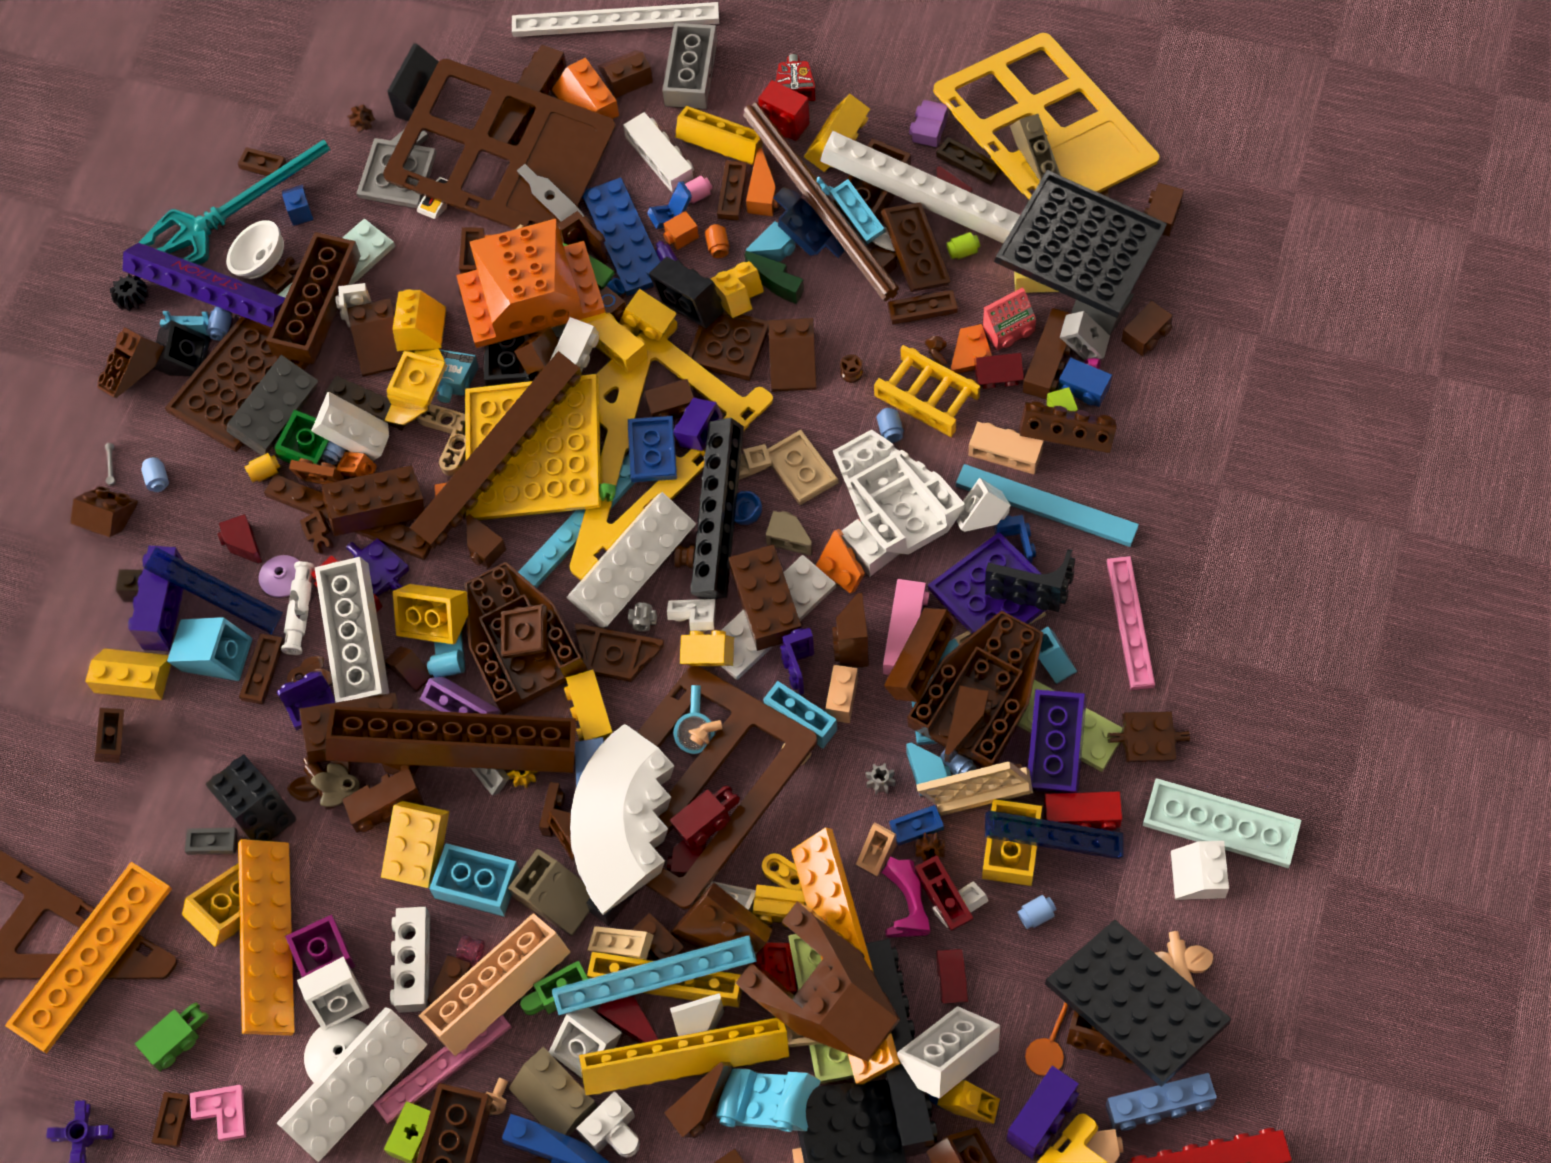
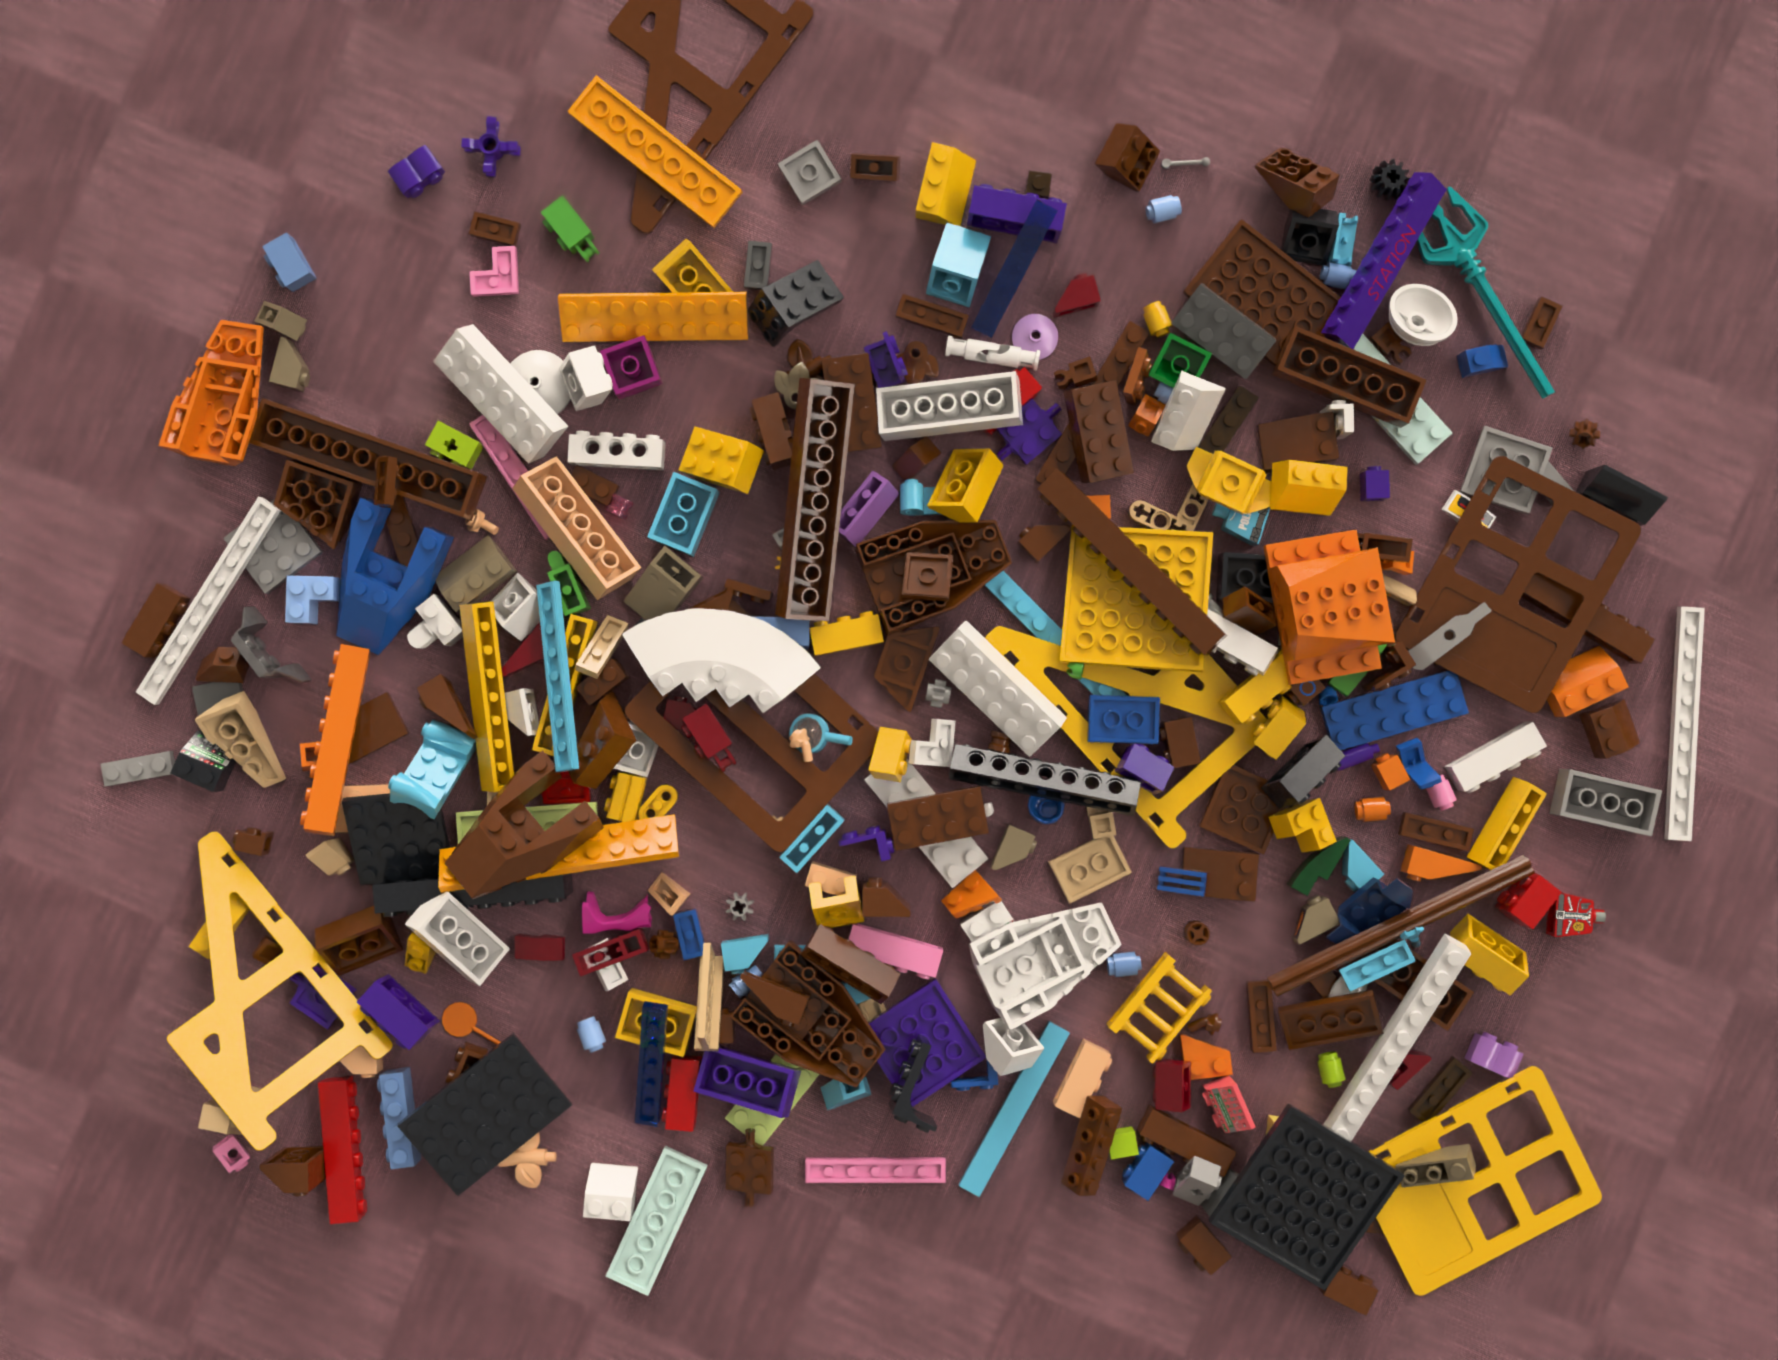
camera: 90 degrees right, 25 degrees up
(114, 802) = (809, 172): none -> light grey plate
(414, 272) = (1374, 484): none -> dark purple brick
(803, 404) = (1162, 878): none -> blue tile
(825, 274) = (1314, 919): none -> dark tan slope
(869, 679) = (839, 909): none -> yellow panel

